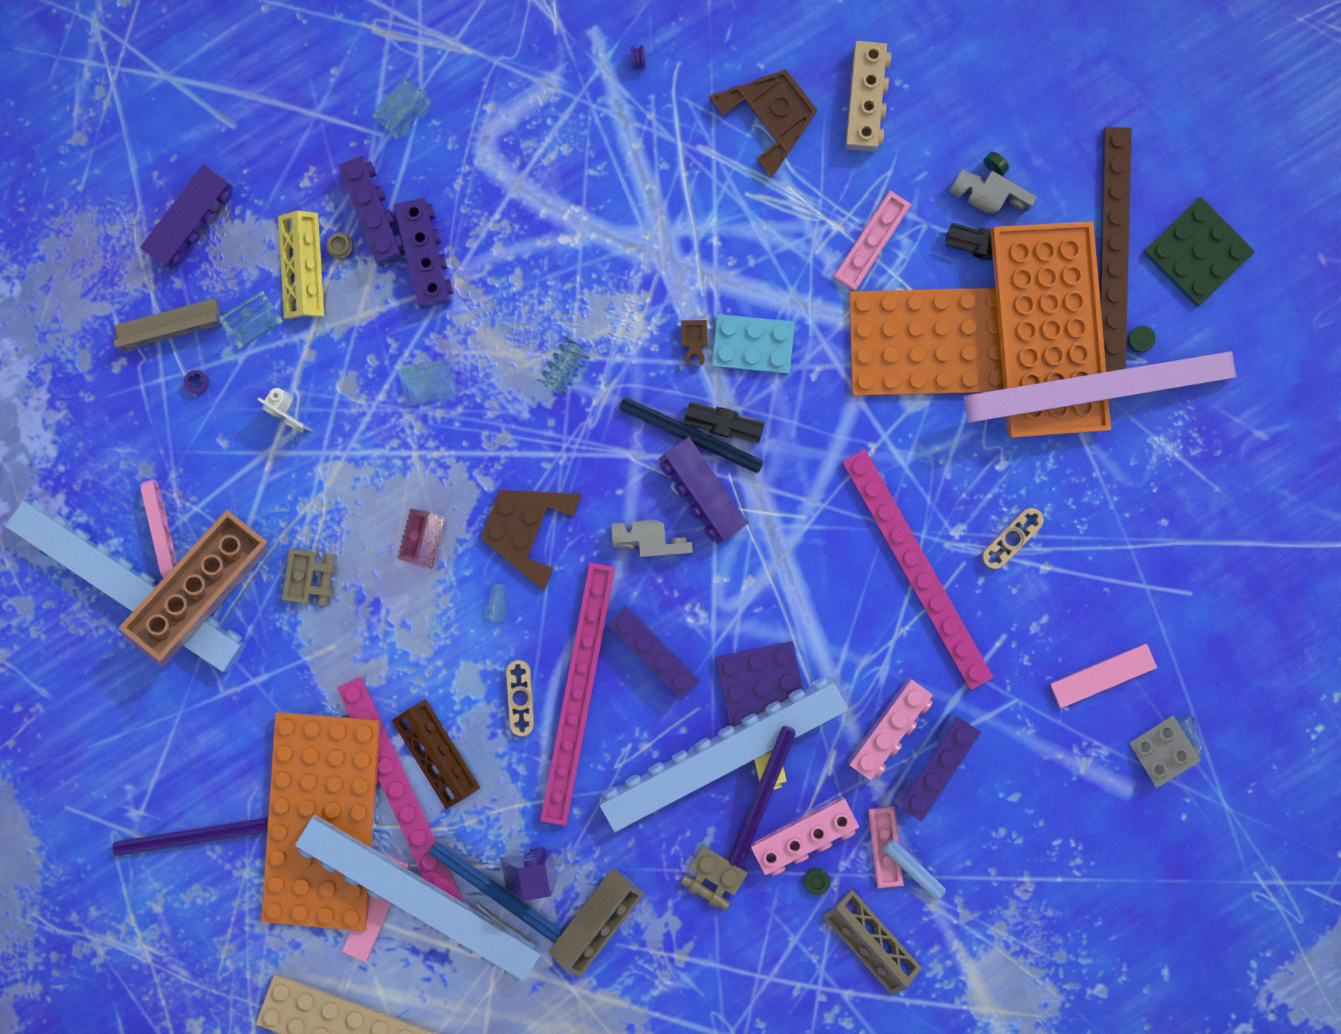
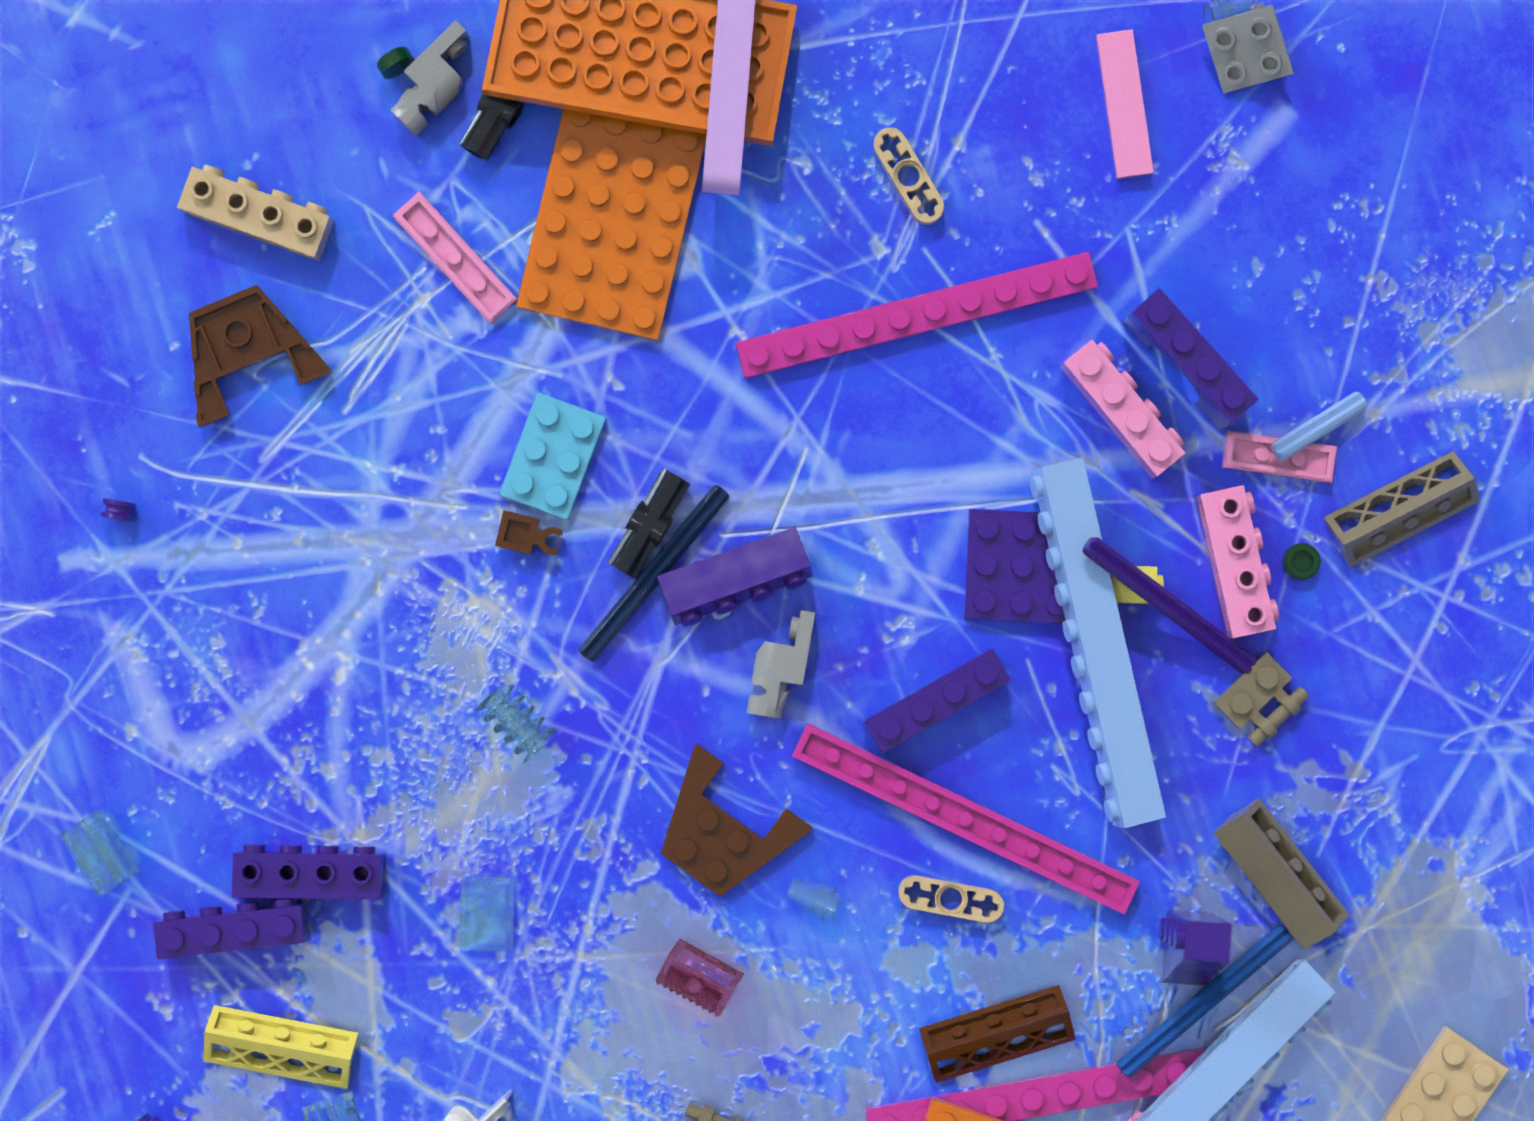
camera: 80 degrees left, 0 degrees up
(339, 245) = (266, 986): dark tan plate -> none

